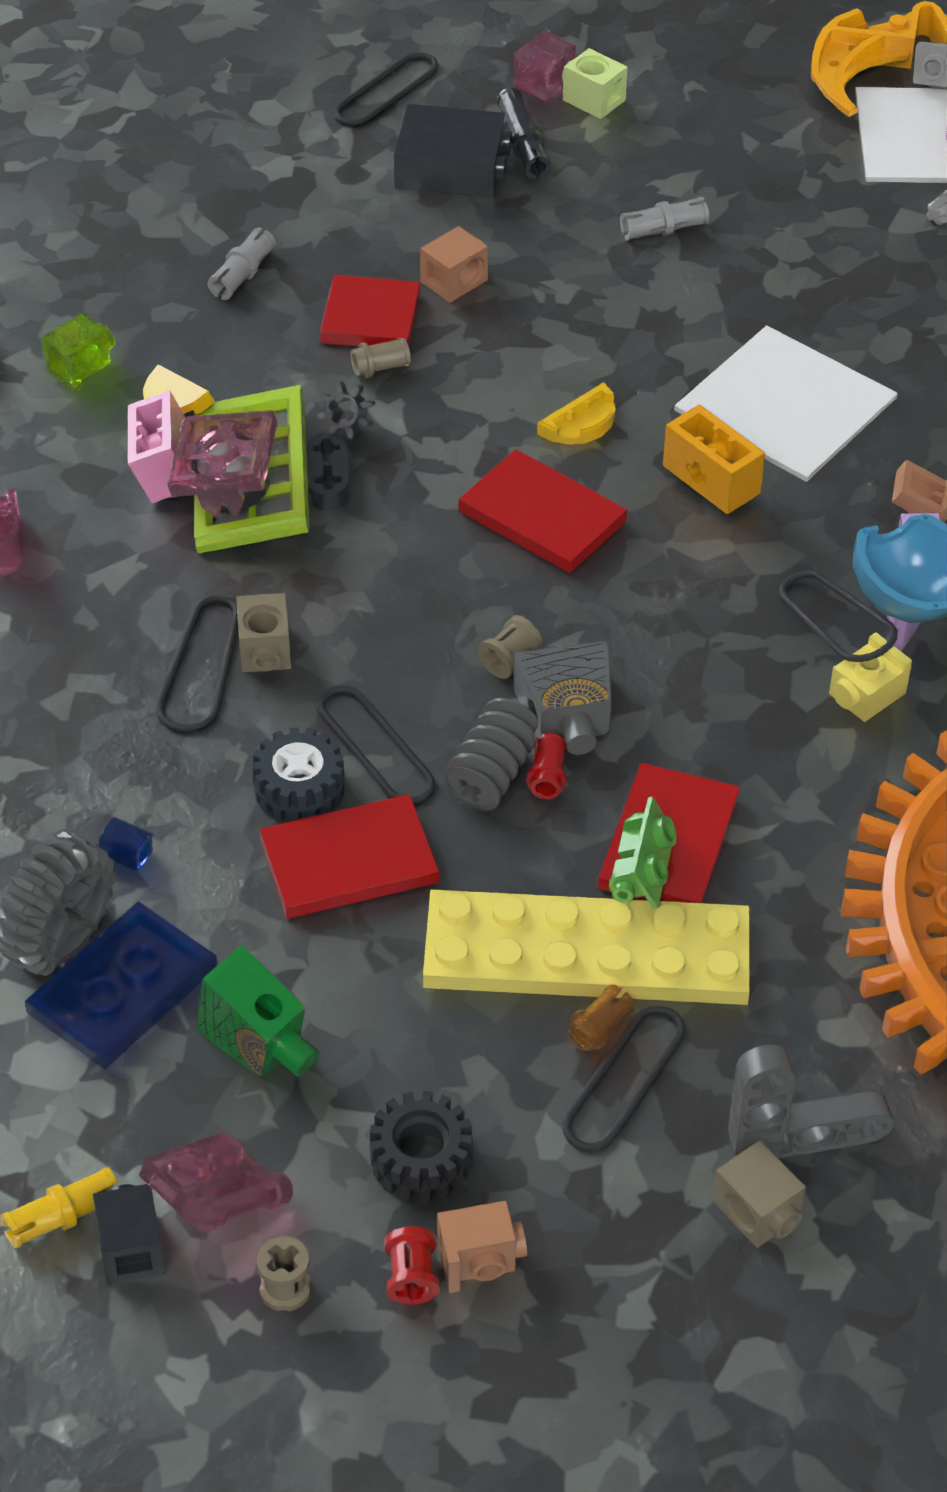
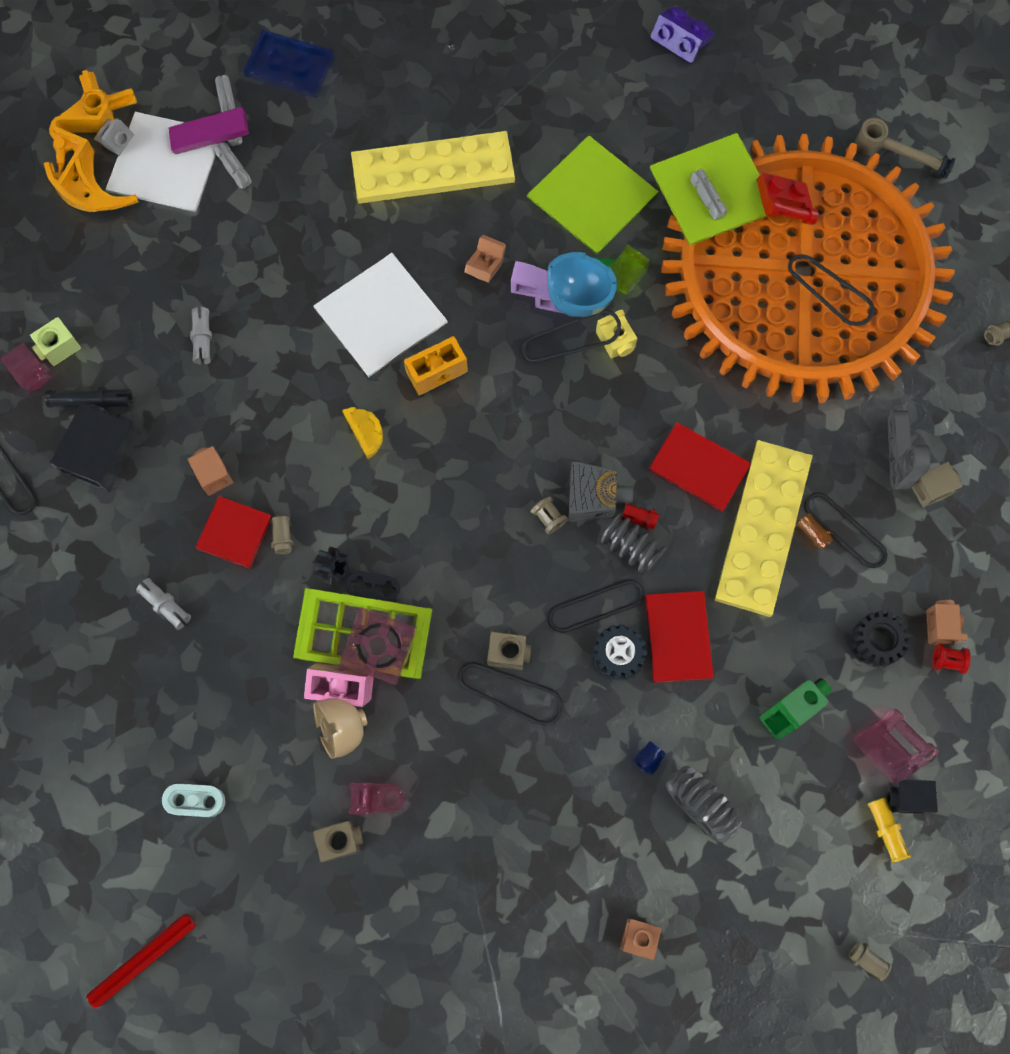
camera: 75 degrees left, 25 degrees up
(77, 350) = (224, 723): clear neon green brick -> none
(94, 459) = (340, 725): none -> tan cylinder
(121, 984) = (744, 776): clear blue tile -> none
(187, 394) = (284, 670): tile -> none
(288, 1271) = (957, 725): dark tan bush -> none
(542, 510) = (438, 471): red tile -> none
(644, 855) = (716, 477): bright green hinge -> none

